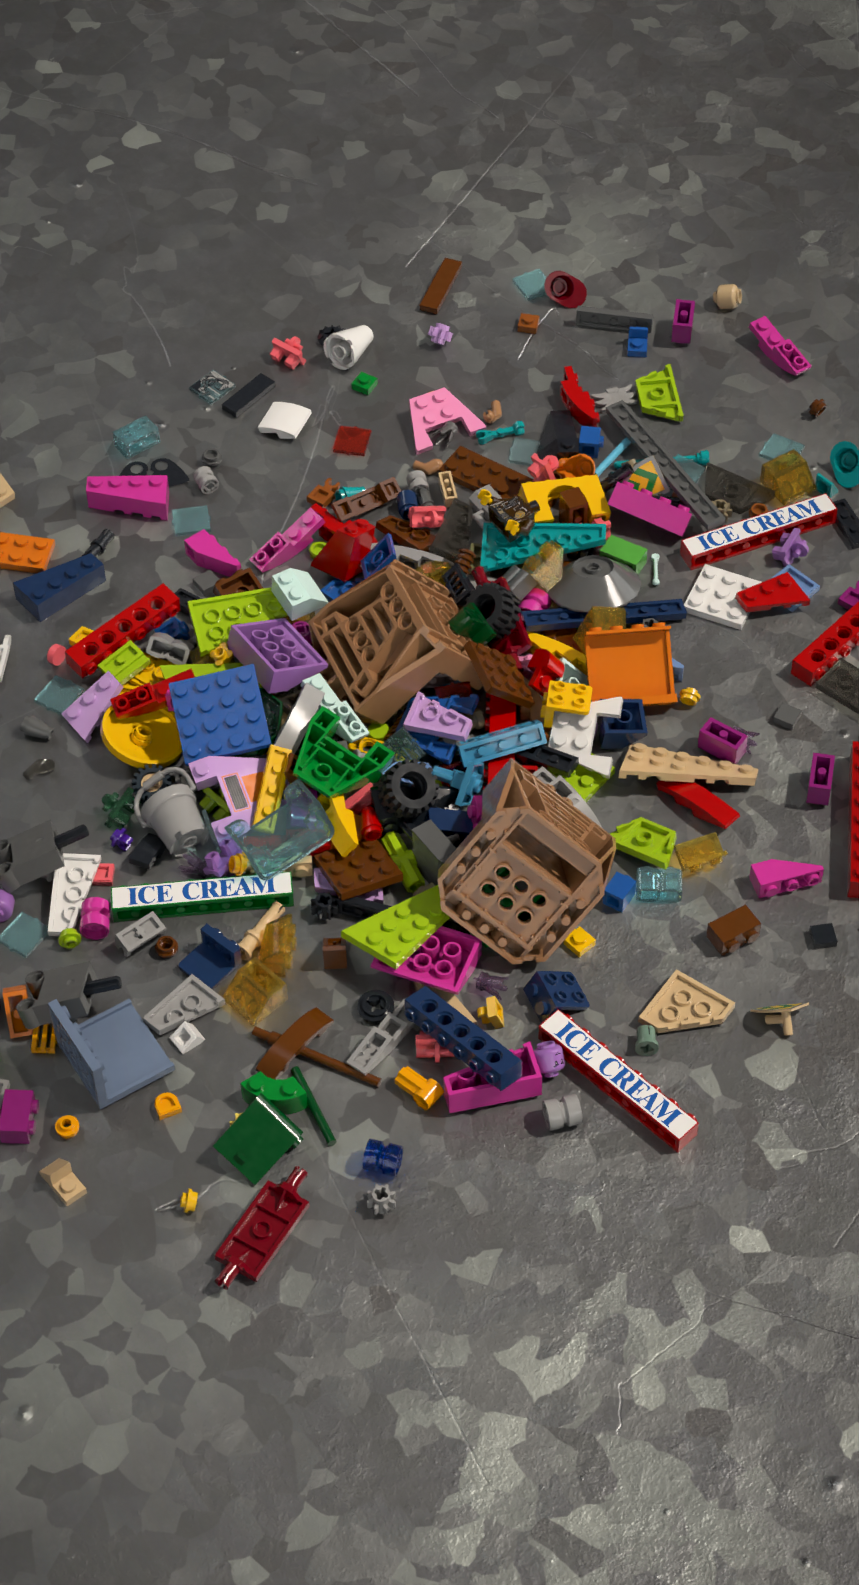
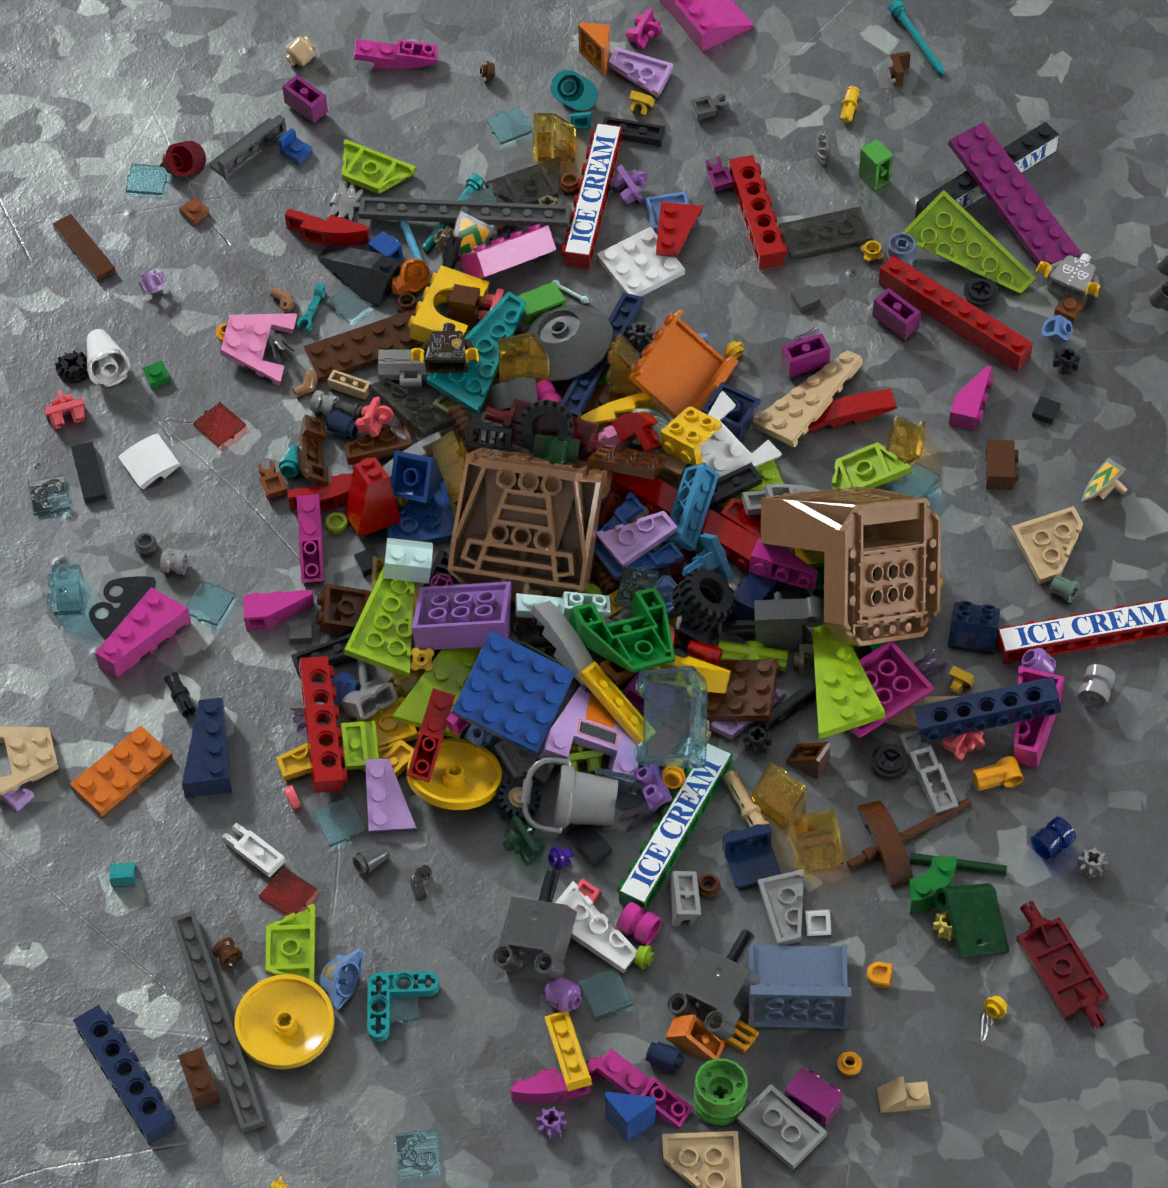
camera: 55 degrees left, 5 degrees up
(543, 469) = (404, 298): coral hips -> none

